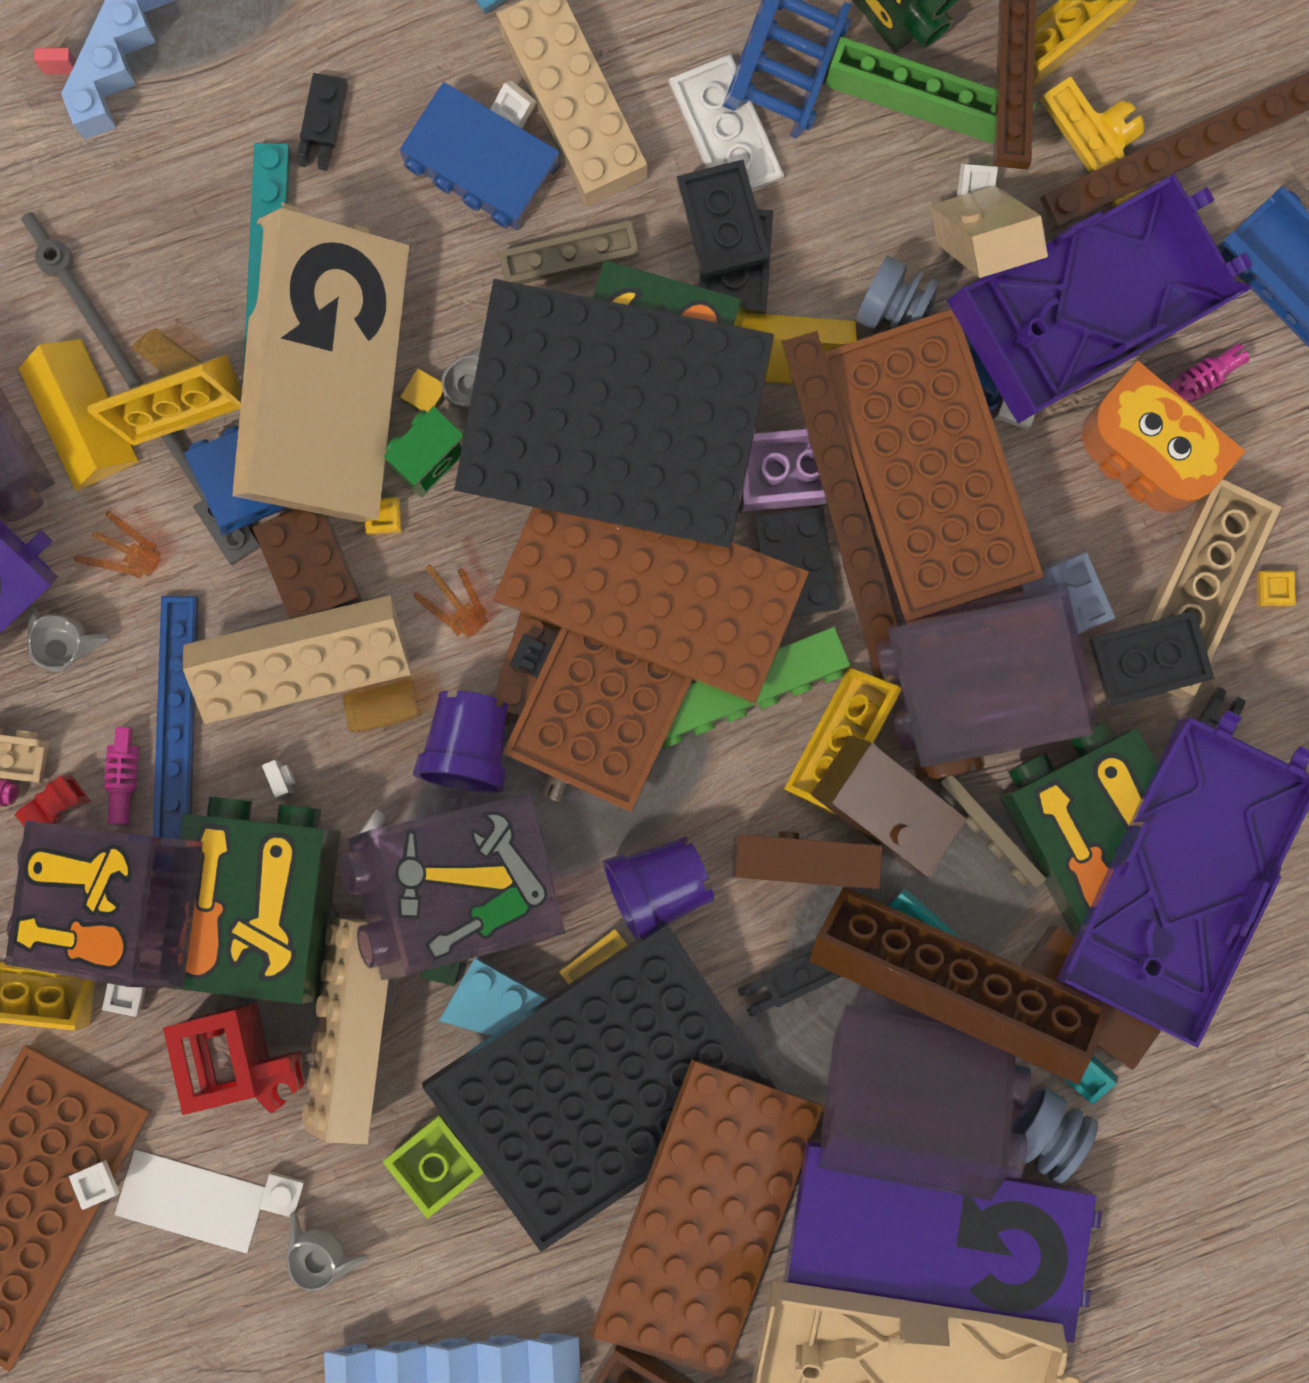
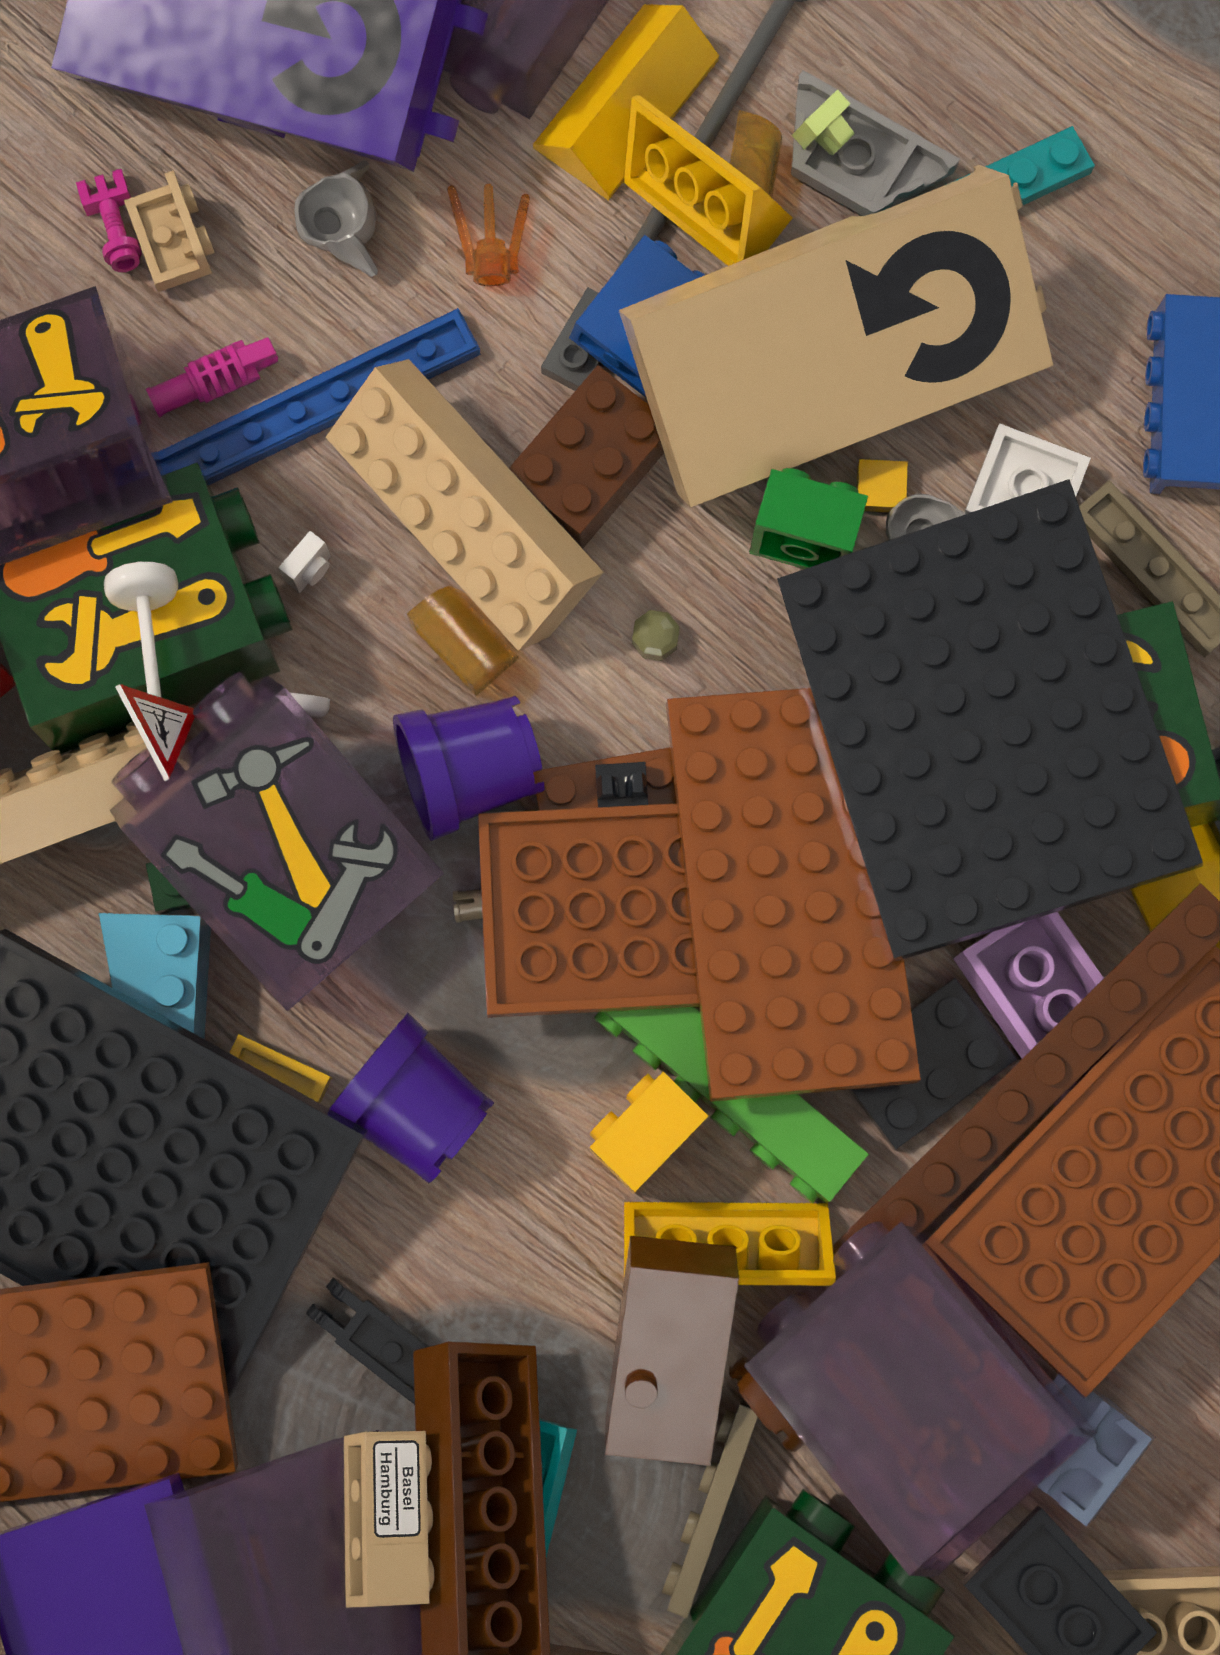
camera: 65 degrees right, 5 degrees down
(58, 796) = (148, 314): red leg -> none
(171, 298) = (826, 125): none -> yellowish green tile
(196, 287) = (876, 166): none -> light grey wing
(322, 118) = (1149, 189): black hinge -> none
(346, 919) = (158, 720): none -> white piece
(389, 518) = (701, 522): yellow tile -> none
(452, 580) = (655, 635): none -> olive tile
(464, 301) = (1023, 464): none -> white plate
(468, 618) = (628, 687): clear orange plant -> none
(751, 752) = (646, 1131): none -> yellow brick
(806, 861) = (542, 1279): reddish brown brick -> none
(902, 1025) = (387, 1519): none -> tan brick

